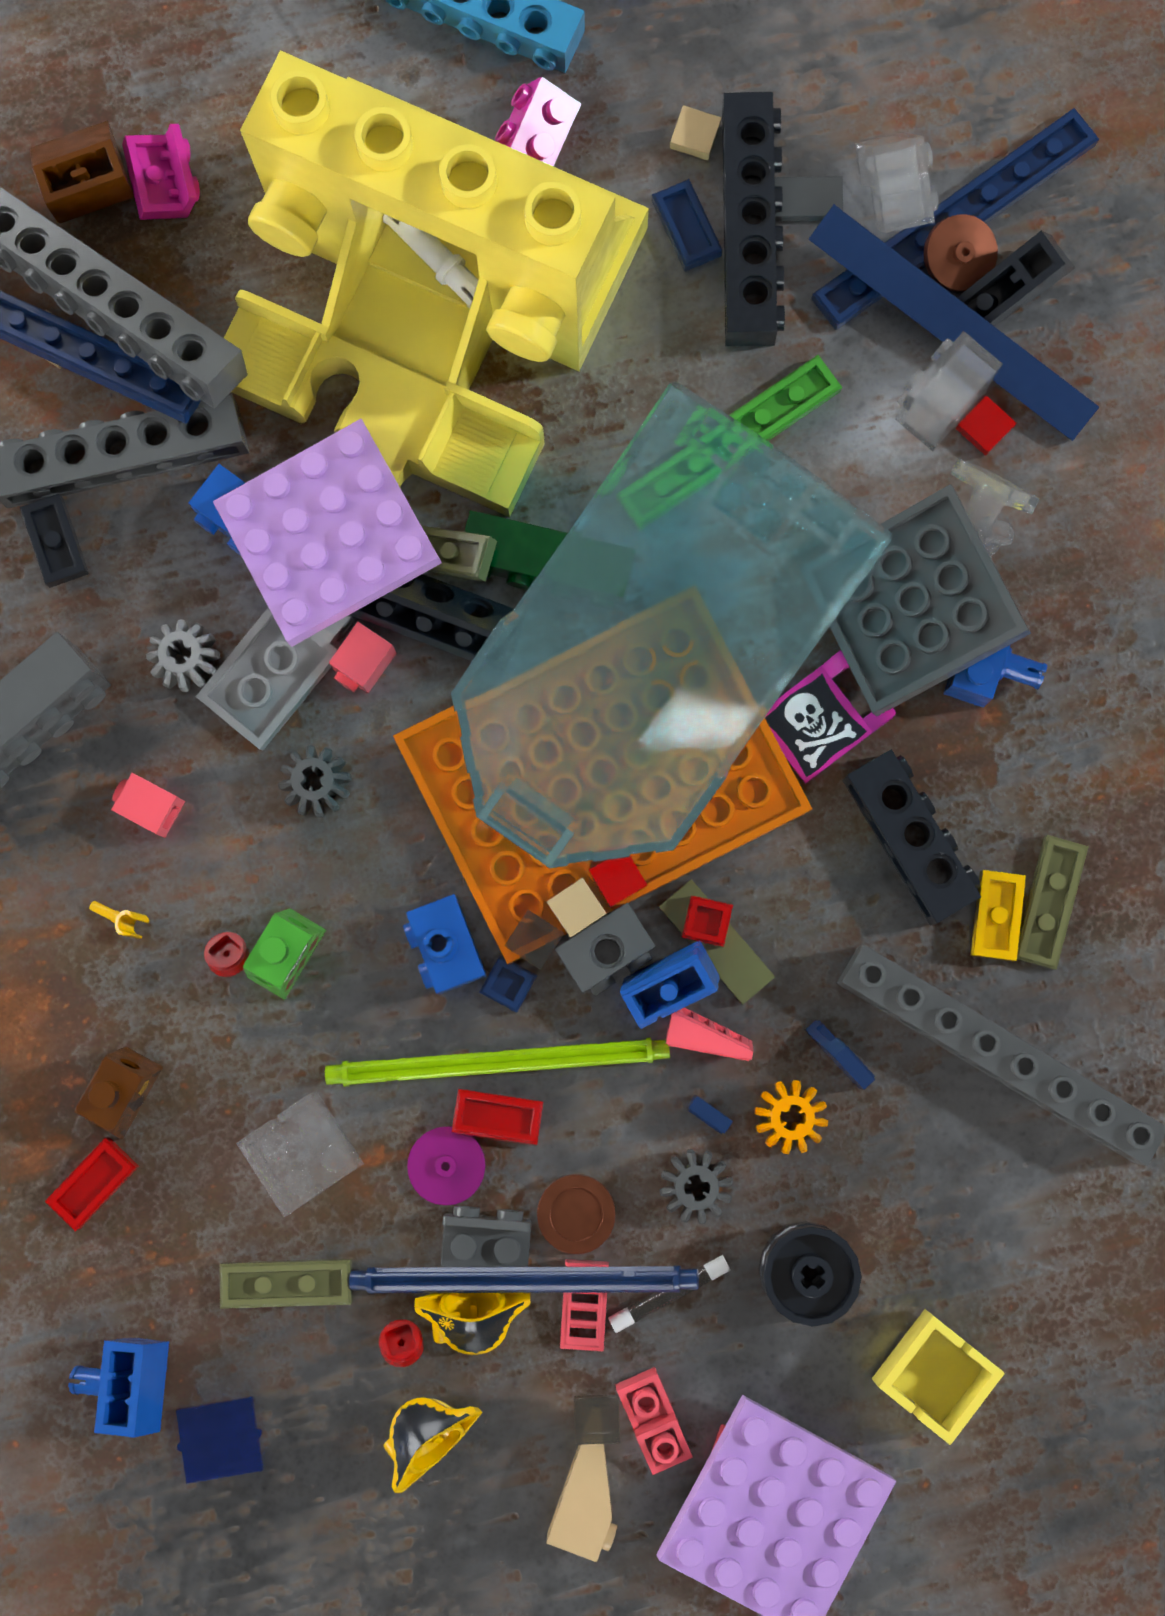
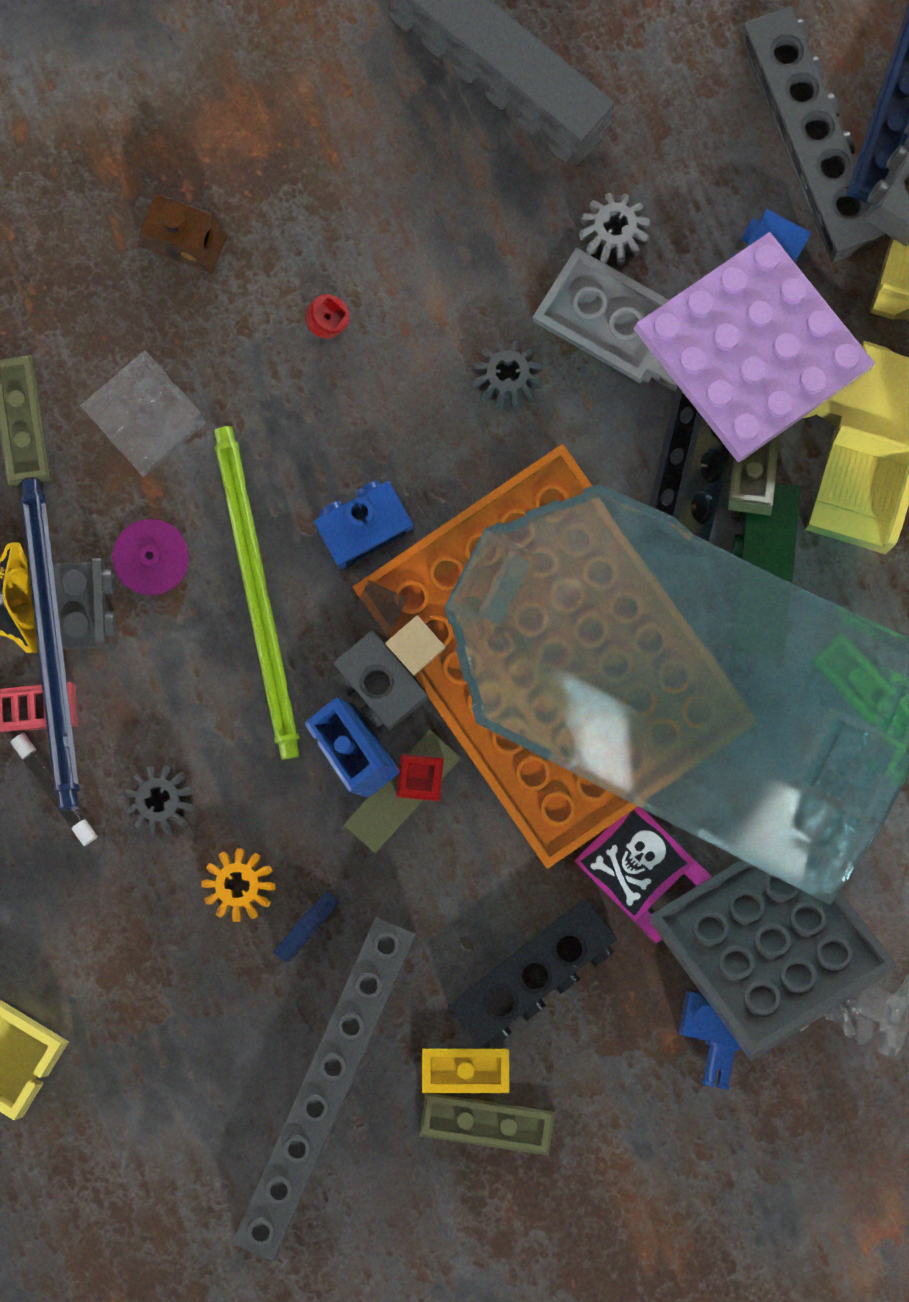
camera: 80 degrees right, 0 degrees up
(54, 540) = (712, 87): black plate -> none
(91, 1183) = (92, 224): red tile -> none
(123, 920) = (346, 213): yellow hand -> none
(146, 804) = (462, 217): coral brick -> none
(283, 951) = (337, 369): bright green torso -> none
(361, 659) = (635, 402): coral brick -> none
(497, 1117) = (202, 599): red tile -> none
(508, 984) = (333, 592): dark blue tile -> none
(576, 1214) = (119, 688): copper piece -> none
(617, 879) = (447, 683): red tile -> none
(703, 1035) = (307, 790): coral slope -> none
(709, 1114) = (230, 804): dark blue tile -> none
(815, 1299) = (62, 920): black wheel -> none

